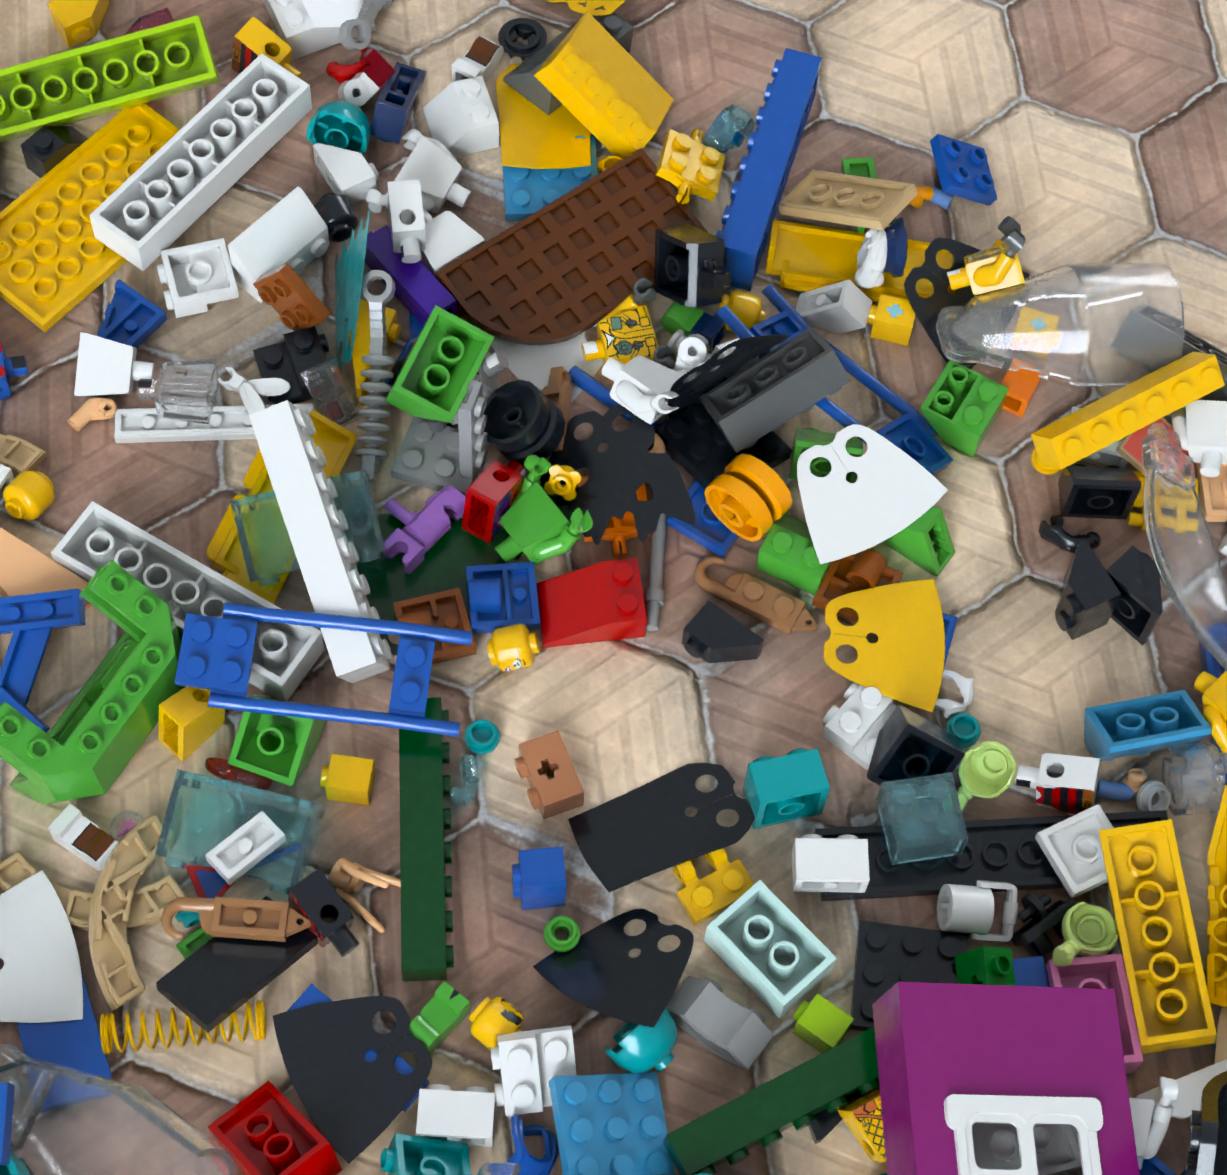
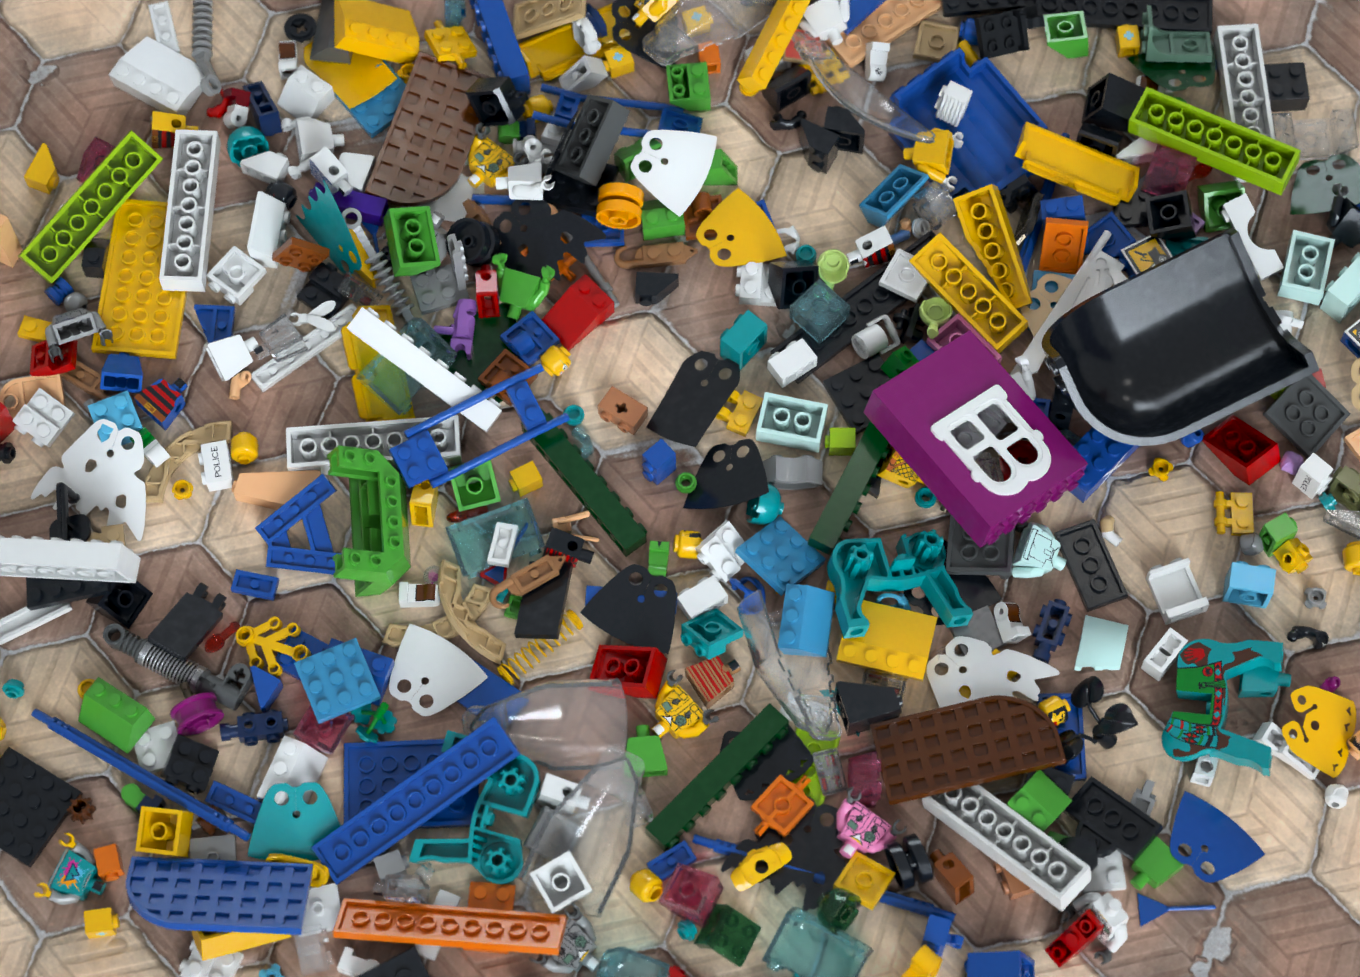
camera: 30 degrees left, 5 degrees up
(566, 474) = (516, 254): yellow plate -> none

